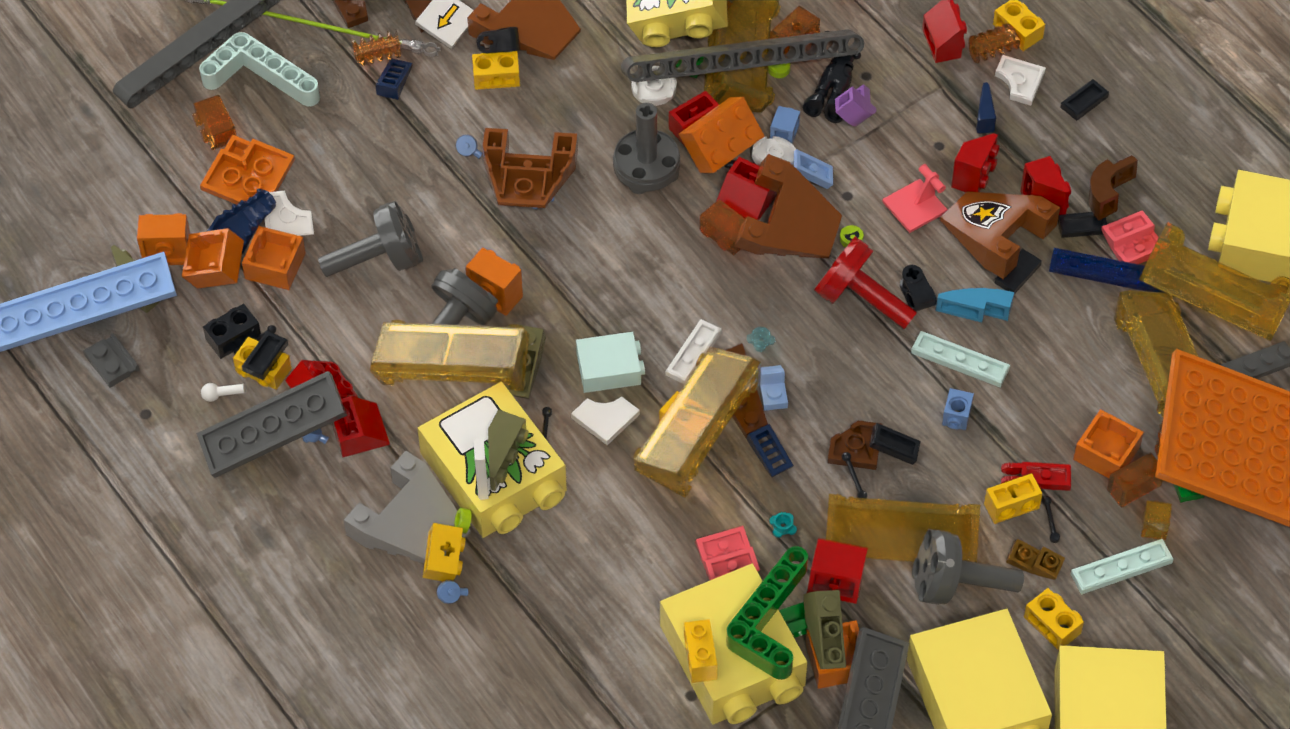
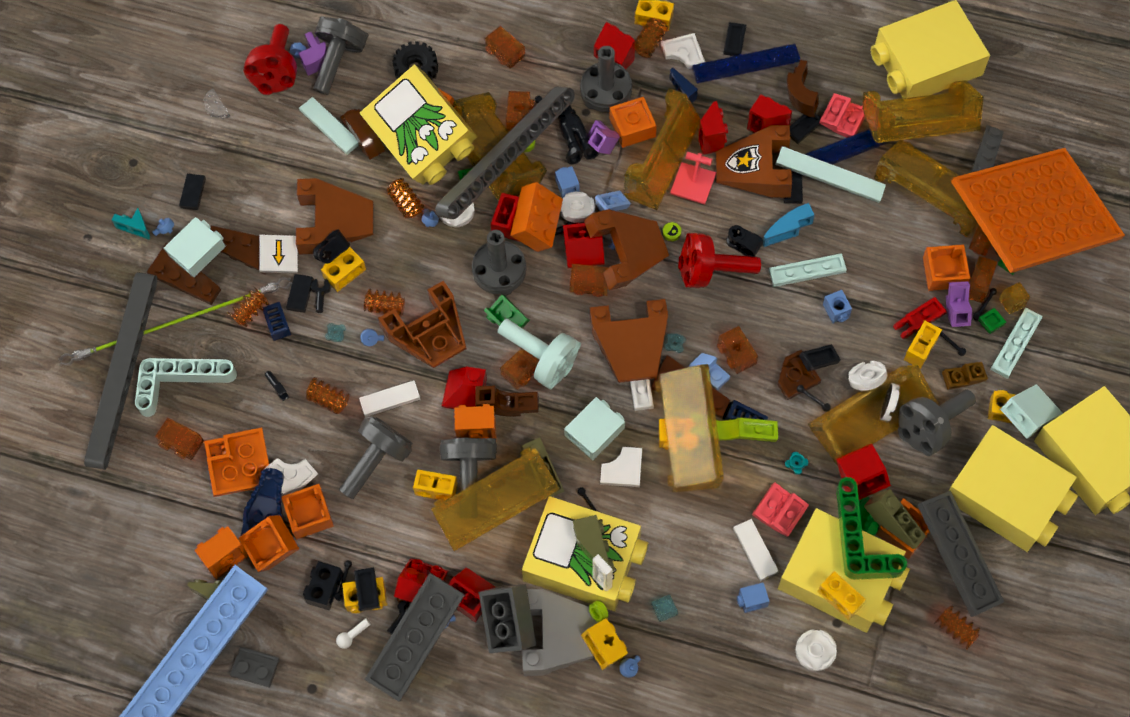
camera: 35 degrees left, 10 degrees up
(342, 134) = (277, 386): none -> black bar
(368, 463) = (507, 618): none -> dark grey brick
(380, 170) = (326, 397): none -> clear orange piece
(406, 306) = (434, 485): none -> yellow brick
(437, 67) = (299, 293): none -> black tile
(438, 212) = (389, 398): none -> white tile
(443, 125) = (339, 336): none -> clear light blue plate
(458, 78) = (320, 293): none -> black bar
(502, 117) = (384, 302): none -> clear orange piece
(521, 246) = (462, 387): none -> red slope
(532, 566) = (664, 608): none -> clear light blue plate
(541, 283) = (507, 403): none -> reddish brown arch
(589, 262) = (512, 372): none -> clear orange brick
(610, 43) = (405, 198): none -> clear orange piece
(613, 209) = (503, 309): none -> green bracket
(618, 78) = (430, 219): none -> medium blue piece
(620, 268) = (554, 359): none -> light aqua piece
(625, 612) = (753, 597): none -> medium blue brick
(646, 703) = (816, 650): none -> white tile
(669, 571) = (755, 550): none -> white tile
(716, 311) = (632, 345): none -> dark orange wedge
(755, 457) = (748, 429): none -> lime piece
(816, 383) = (737, 341): none -> clear orange brick
(894, 160) = (650, 181): none -> clear yellow windscreen
(900, 109) = (633, 122): none -> orange container
(905, 58) = (606, 84): none -> dark grey piece
(927, 520) = (890, 402): none -> white tile
(928, 490) = (867, 376): none -> white tile
(1065, 283) = (830, 174): none -> light aqua tile
(1067, 625) = (1030, 410): none -> light aqua panel
(1075, 128) = (746, 63): none -> clear blue plate
(1089, 487) = (958, 304): none -> medium lavender brick
(1103, 515) = (993, 291): none -> black hinge
(1112, 527) = (992, 321): none -> green plate

